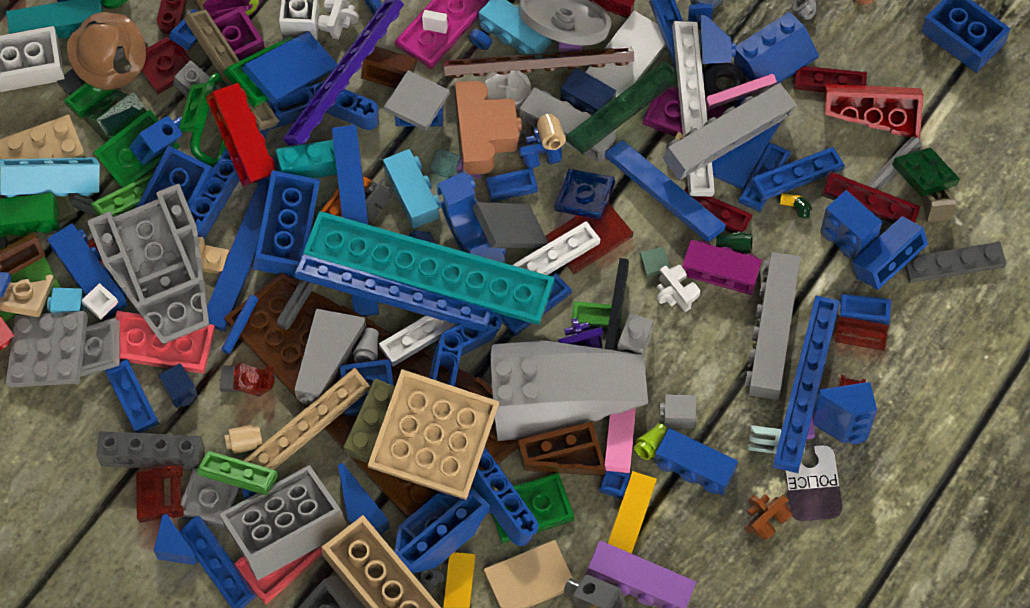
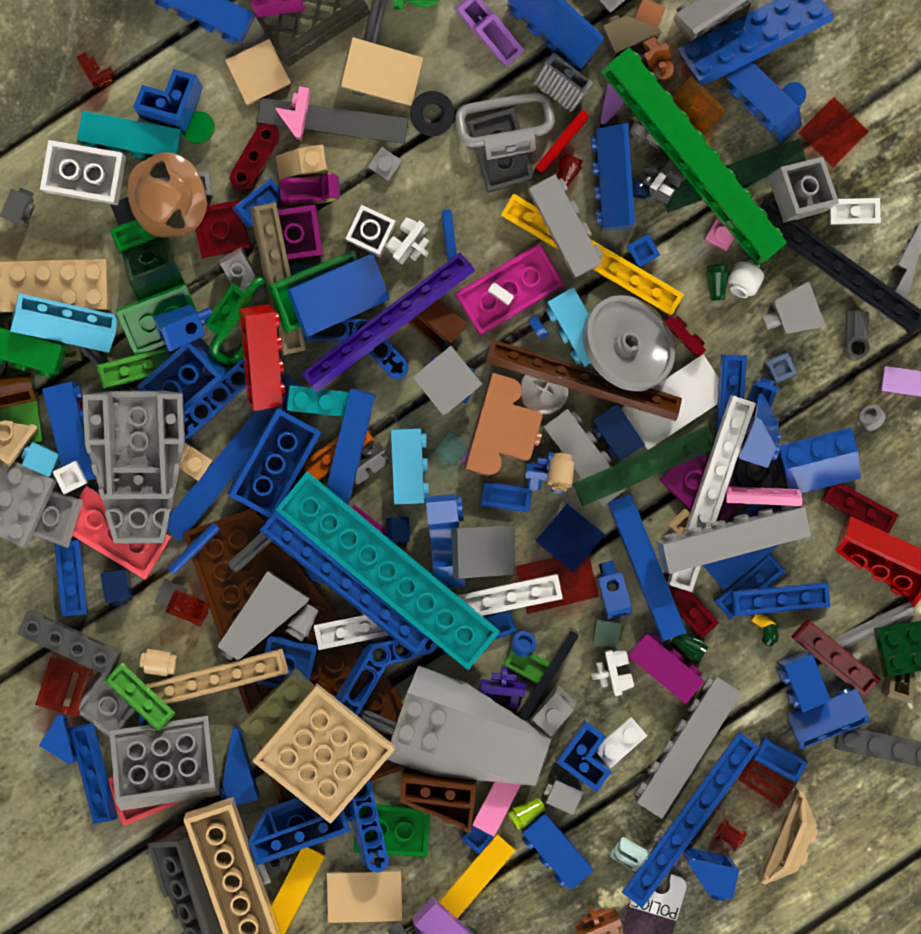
camera: 25 degrees right, 25 degrees up
(582, 296) = (523, 644): none -> blue tile
(646, 221) = (615, 603): none -> blue torso
(679, 370) = (579, 759): none -> blue brick
(711, 349) = (621, 742): none -> white plate
(909, 368) = (791, 840): none -> tan wedge

